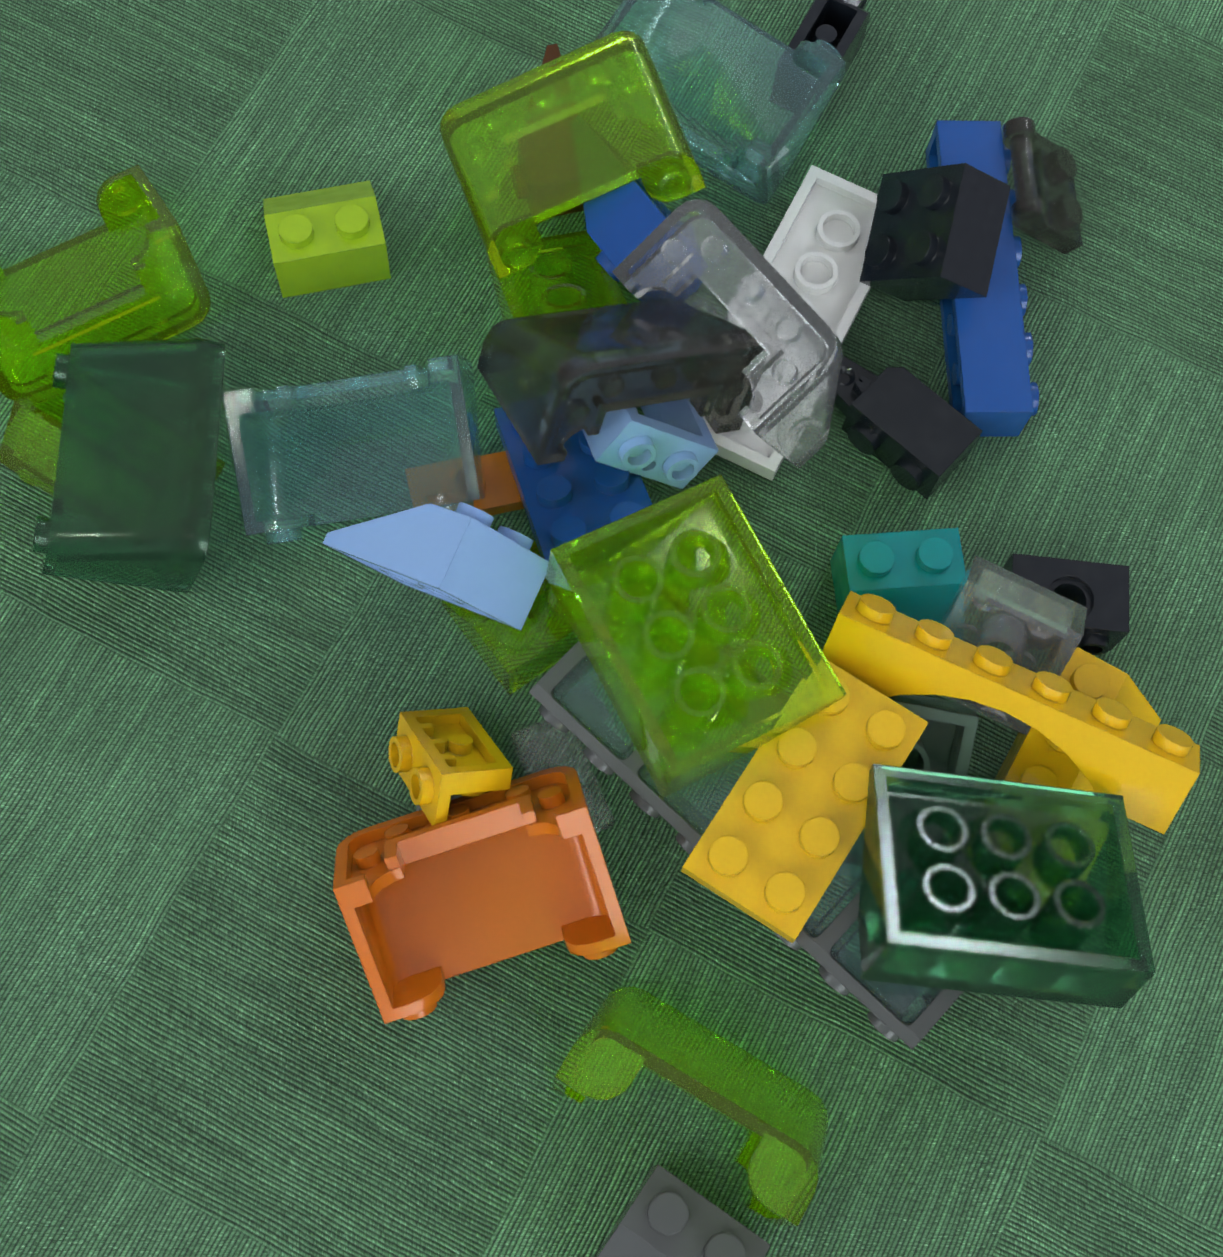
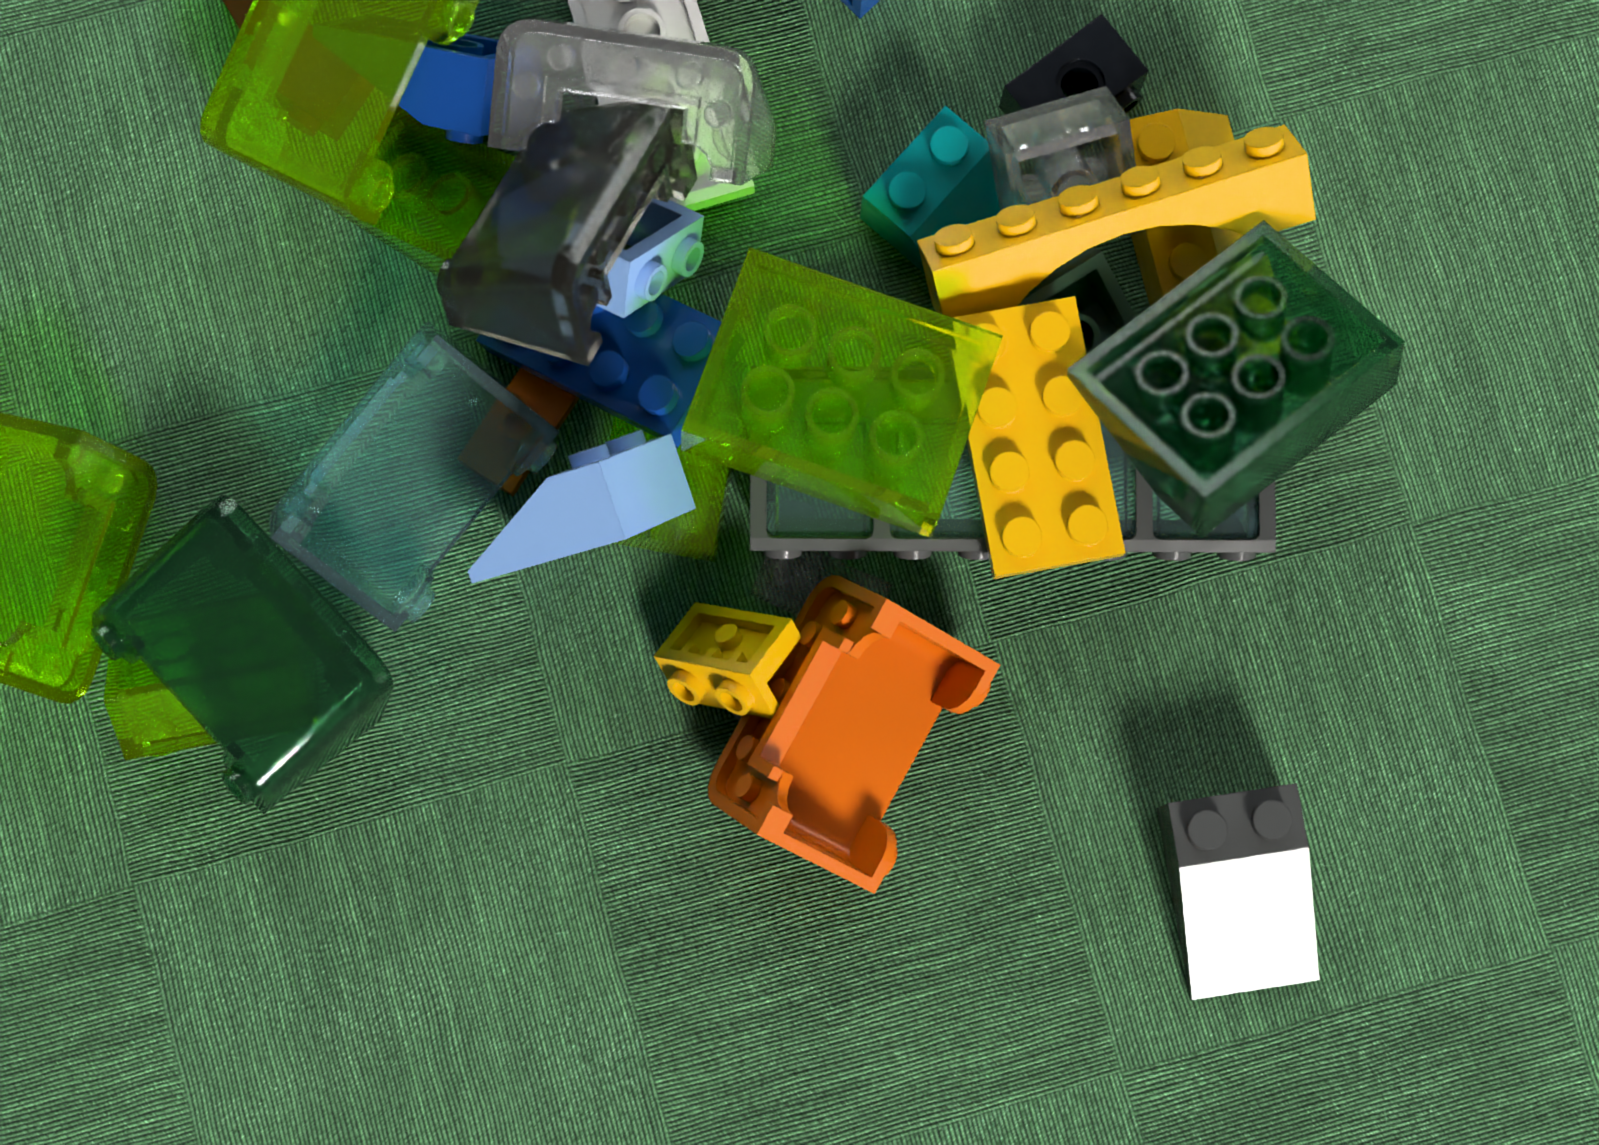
camera: 40 degrees left, 10 degrees up
(326, 239) = (185, 317): lime slope -> none
(781, 1115) = (1064, 725): clear neon green windscreen -> none
(903, 425) = (820, 49): black hinge -> none

